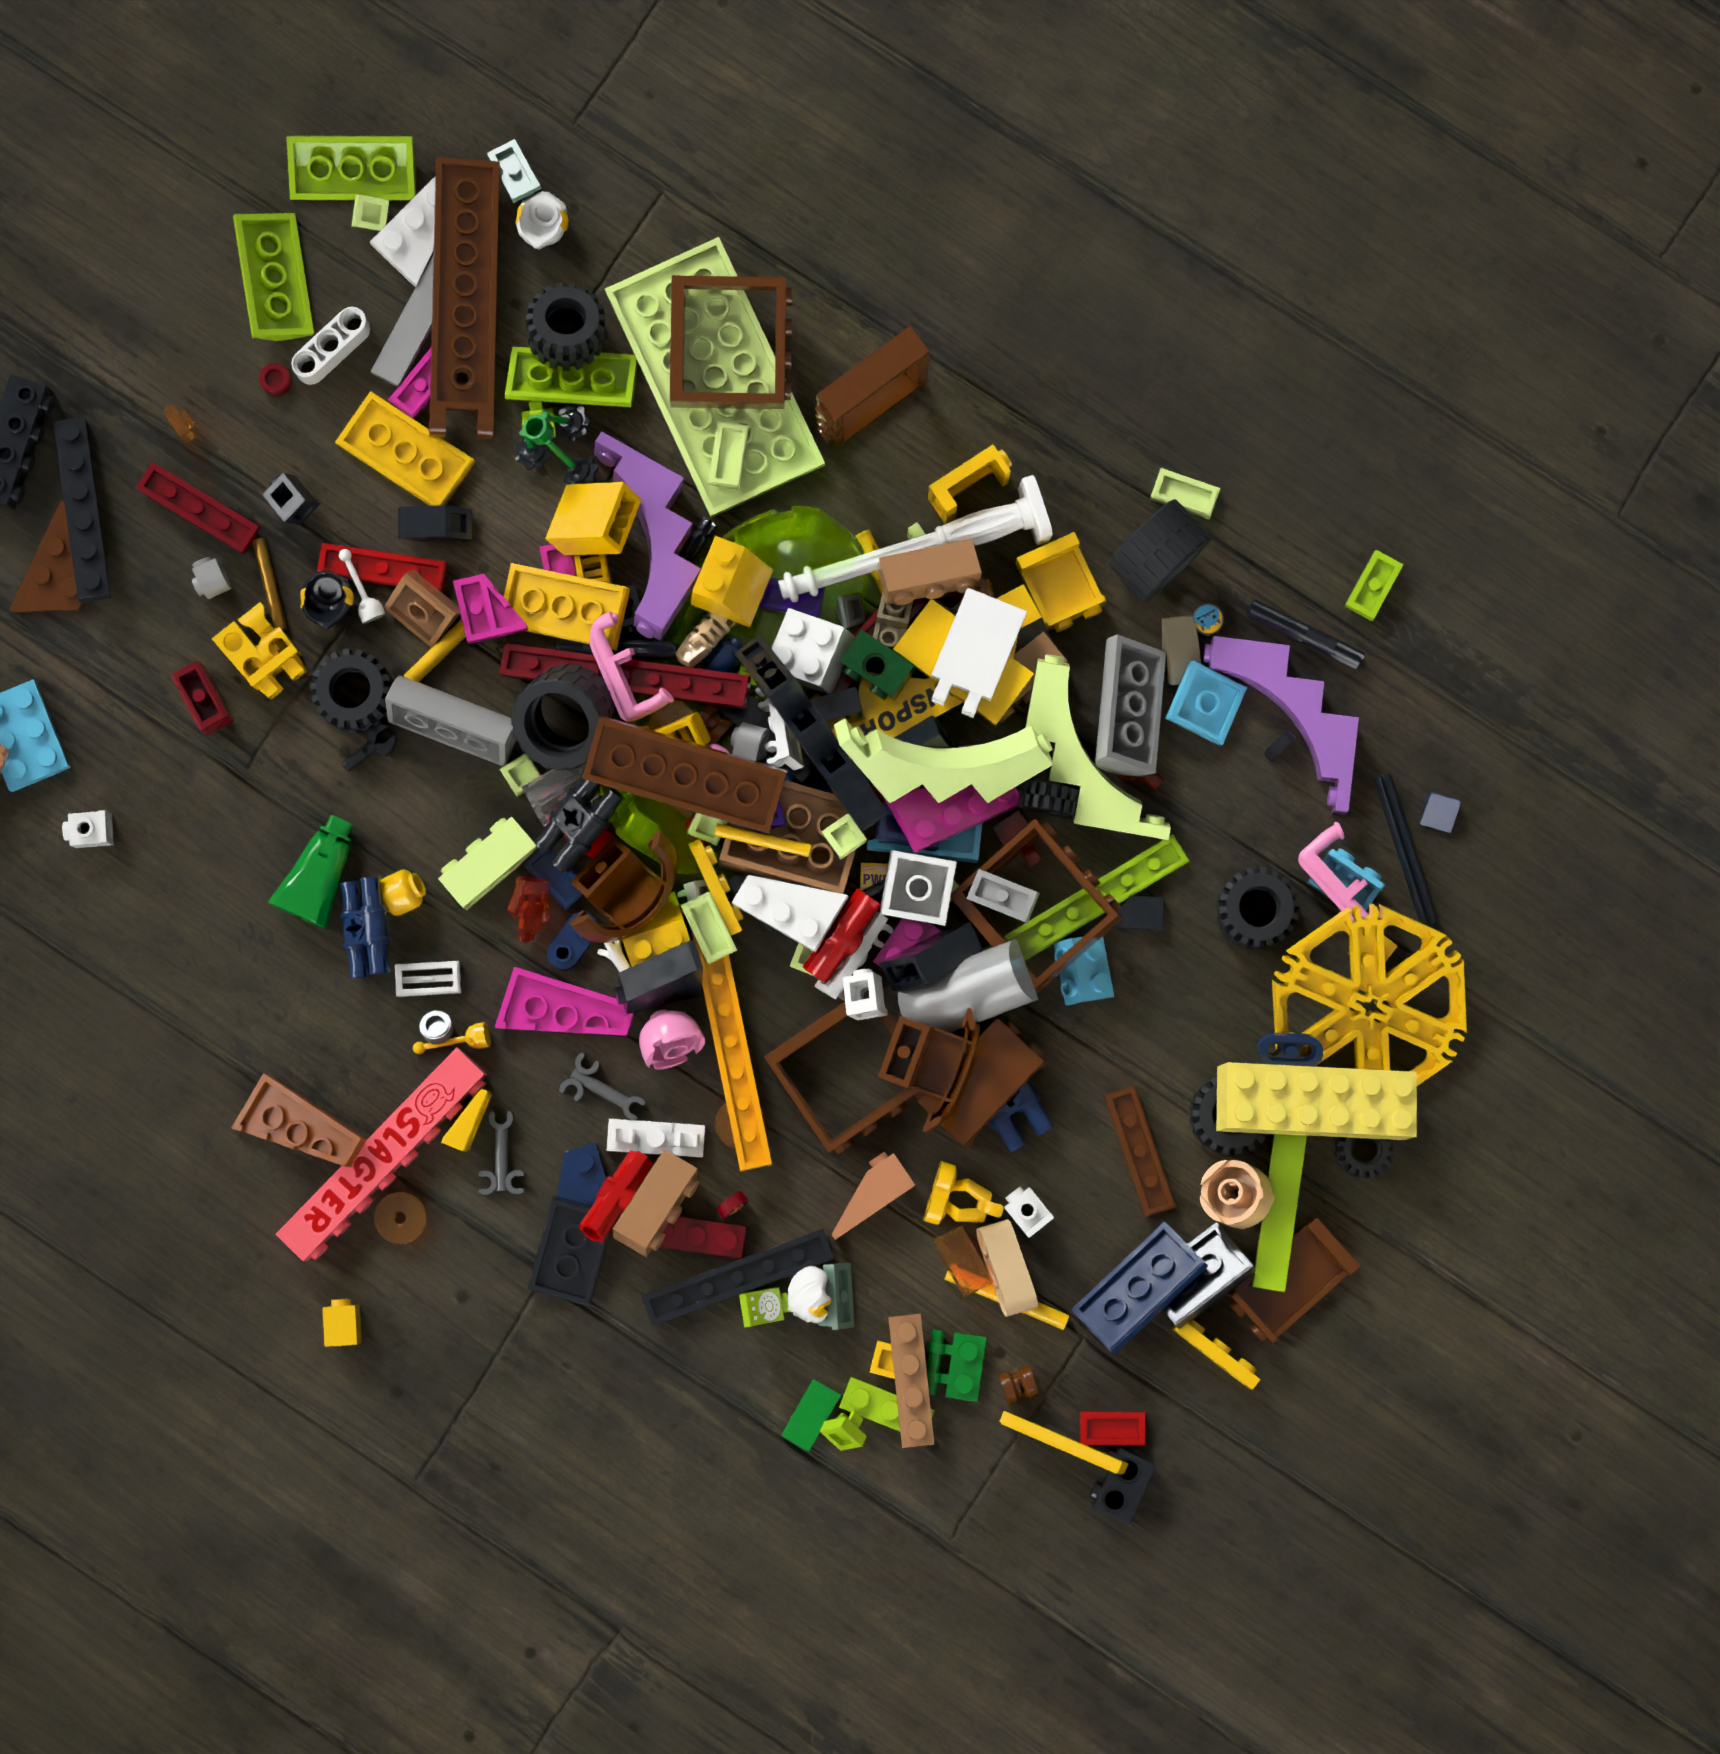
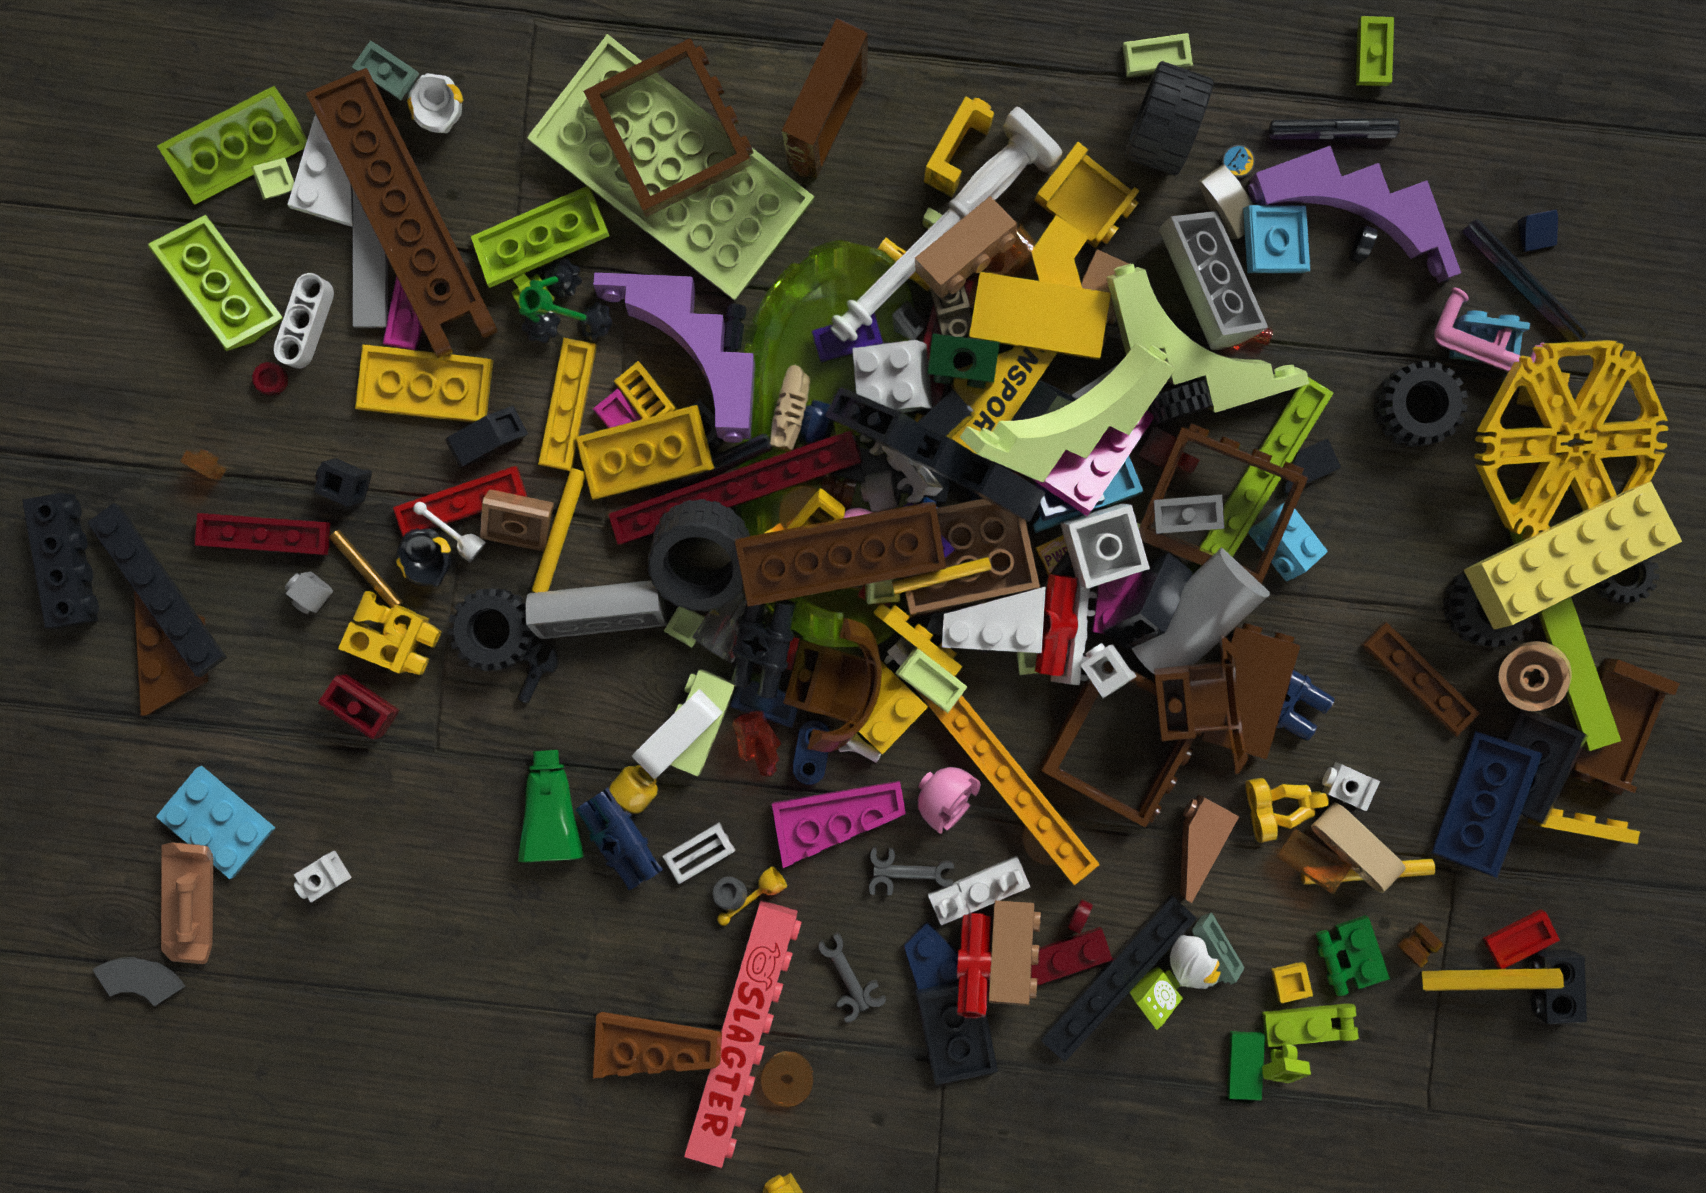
camera: 25 degrees left, 5 degrees up
(464, 860) = (677, 734): none -> white beam
(466, 1126) = (803, 976): yellow slope -> none
(485, 610) = (574, 493): dark pink wing -> none
(519, 531) = (567, 404): none -> yellow tile
(565, 304) = (502, 169): black tyre -> none
(593, 518) = (630, 357): yellow brick -> none
(614, 676) = (726, 494): bright pink piece -> none
(661, 979) = (912, 749): black slope -> none
(728, 455) = (722, 234): yellowish green tile -> none
(731, 582) = (788, 351): yellow slope -> none
(844, 836) = (1014, 533): yellowish green plate -> none
(911, 1380) = (1324, 992): medium nougat plate -> none
(977, 649) = (1048, 297): white tile -> none
(1289, 1049) = (1522, 523): dark blue plate -> none

